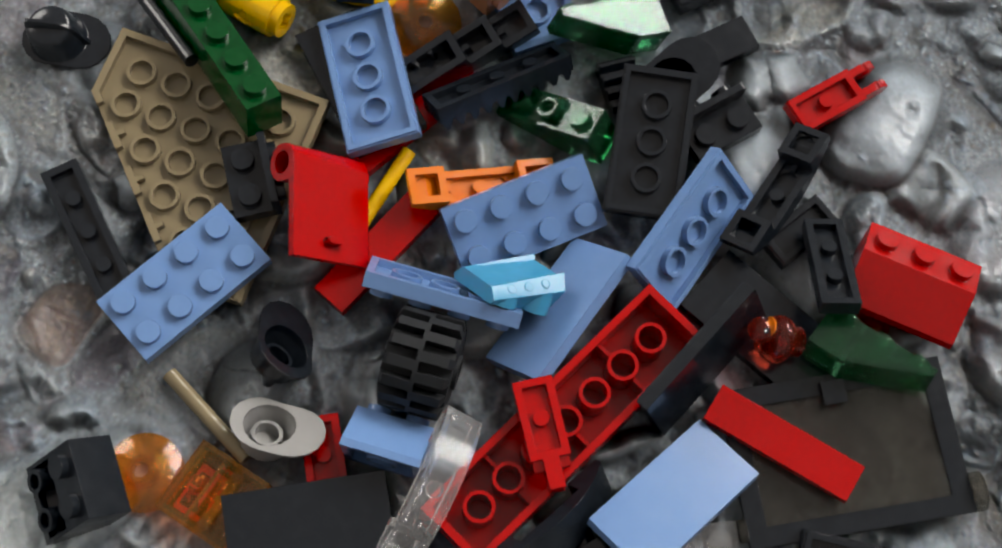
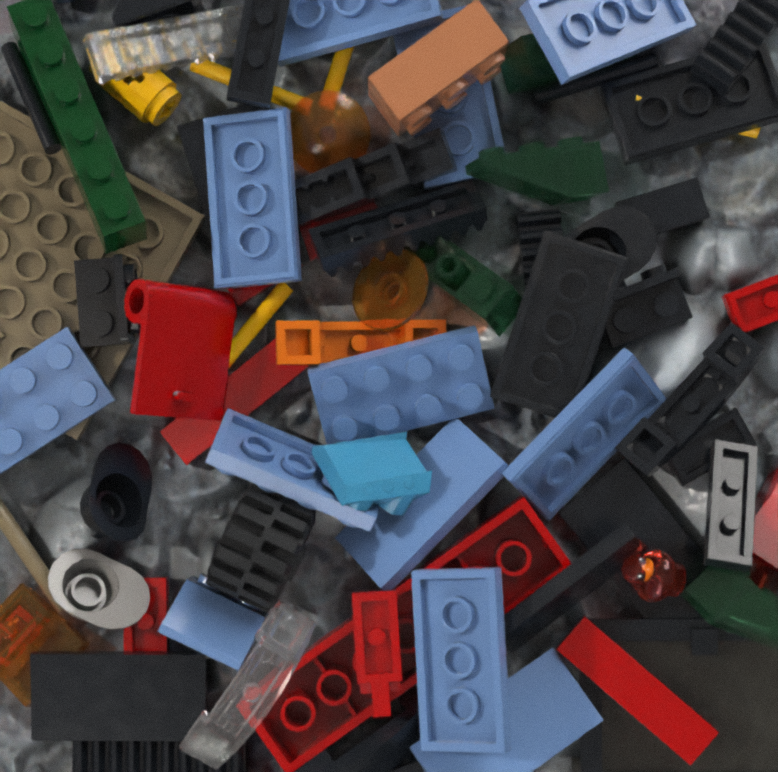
camera: 15 degrees right, 15 degrees up
(499, 138) = (380, 282): none -> clear orange dish
(621, 425) = (461, 660): none -> medium blue plate

